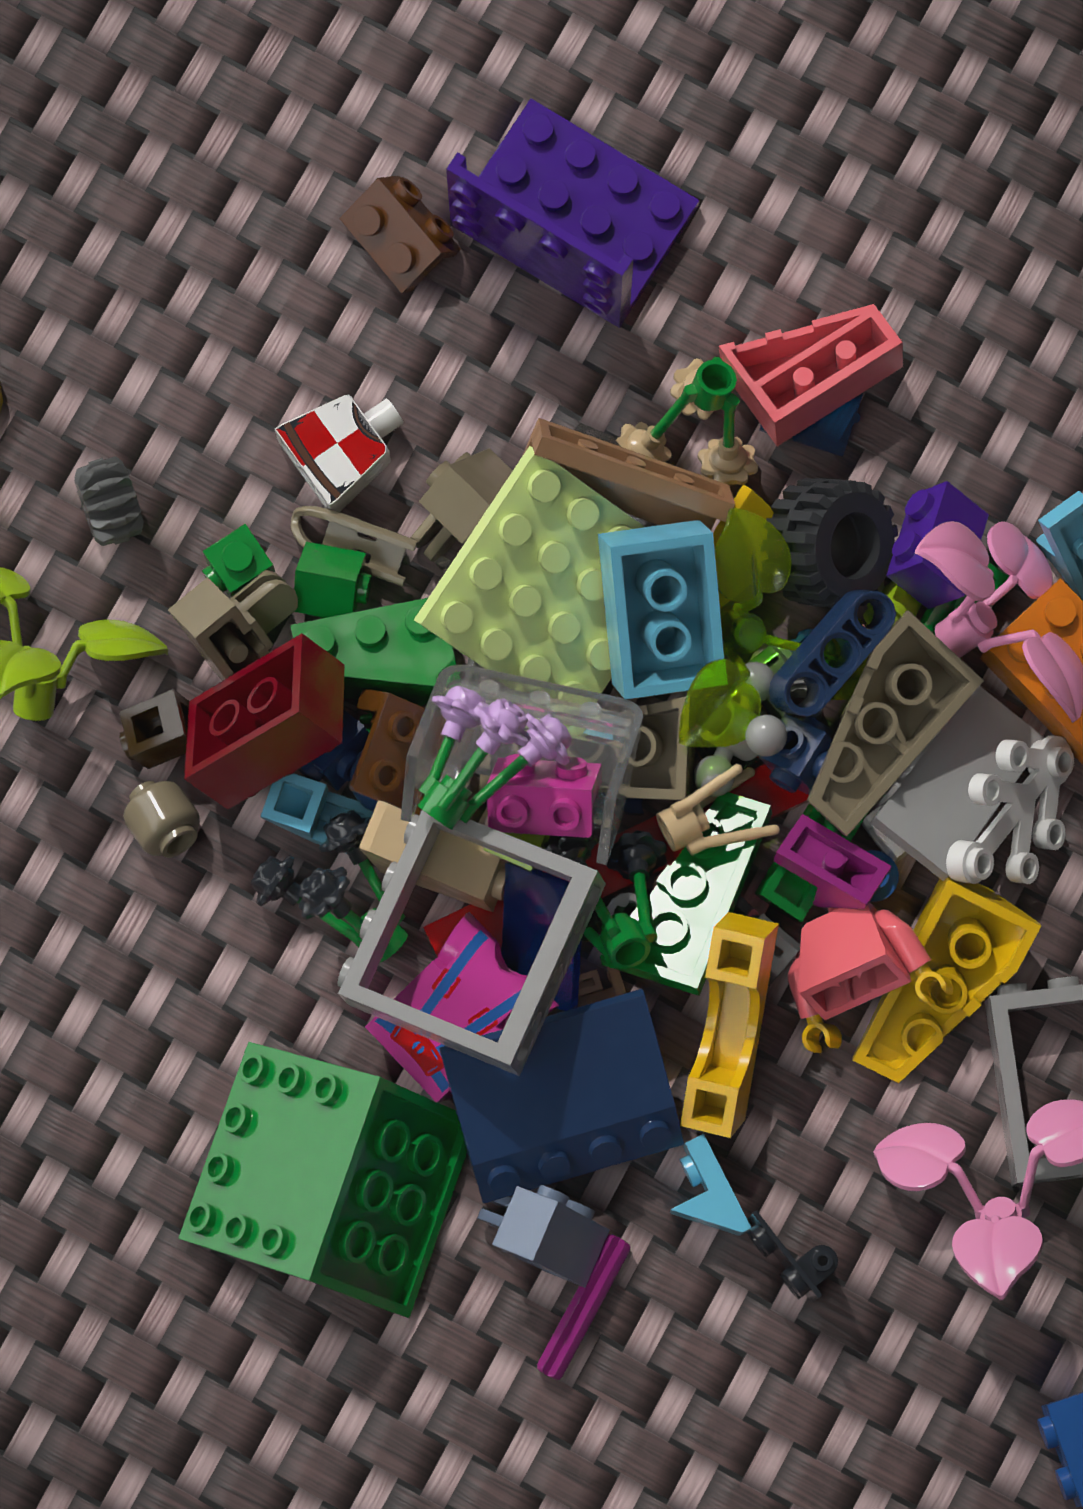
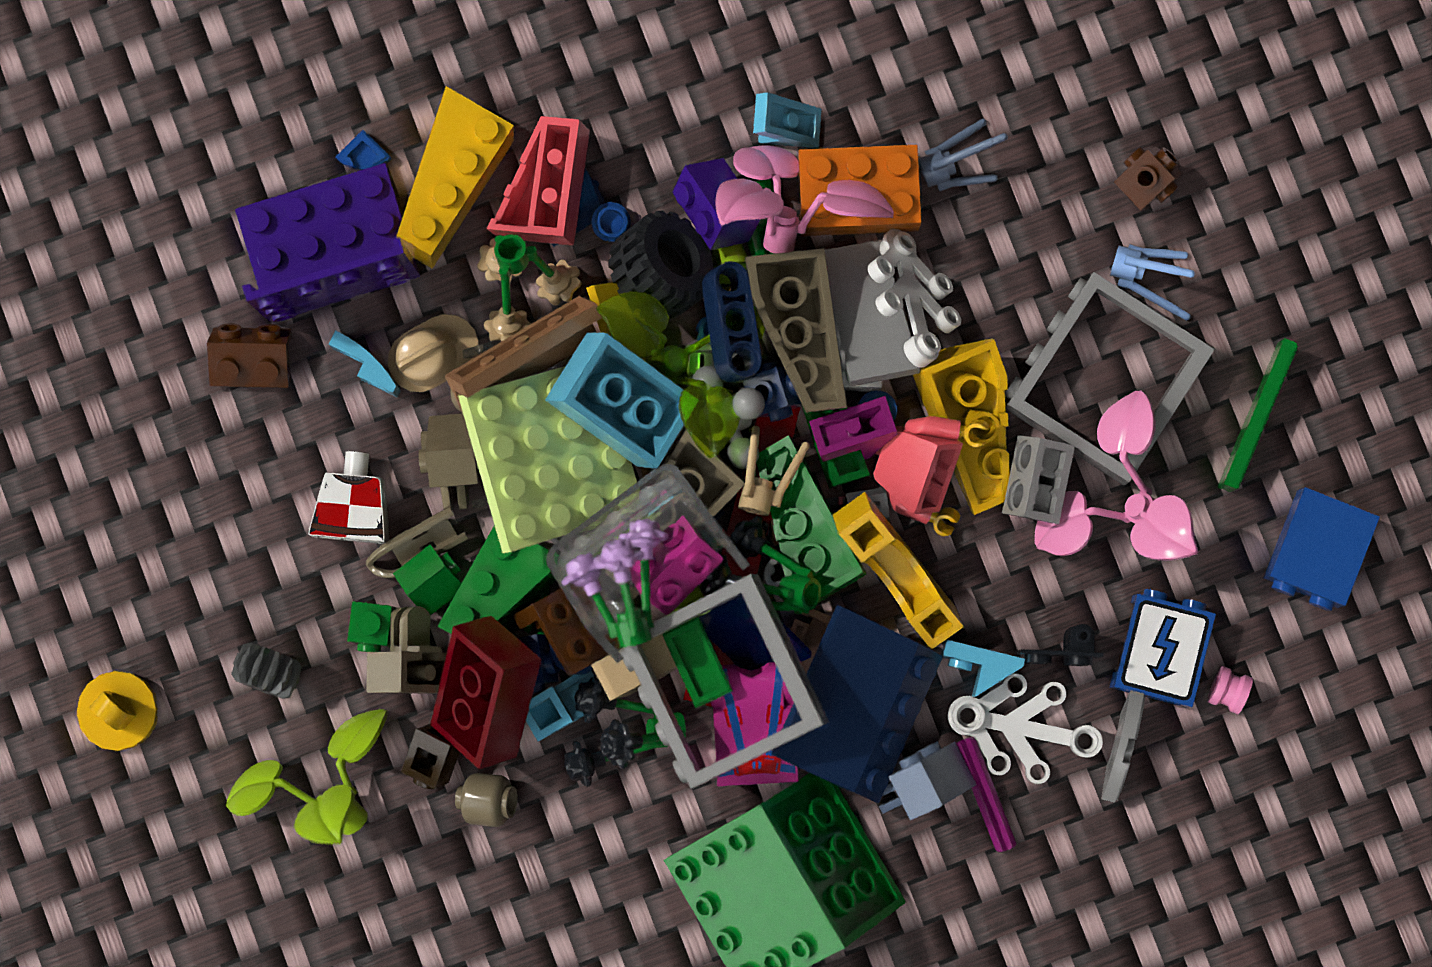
camera: 45 degrees left, 5 degrees up
(469, 902) = (697, 662): none -> green tile
(487, 354) = (371, 370): none -> medium azure slope
(554, 393) = (430, 352): none -> tan piece
(678, 1281) = (1016, 726): none -> white plant
(690, 172) = (362, 153): none -> blue tile
(745, 270) = (454, 170): none -> yellow wedge
(748, 1402) = (1123, 746): none -> light grey tile
(831, 459) = (610, 221): none -> blue plate
(881, 1361) = (1164, 648): none -> panel
(898, 1464) = (1230, 690): none -> bright pink wheel
(942, 1090) = (1038, 479): none -> light grey brick

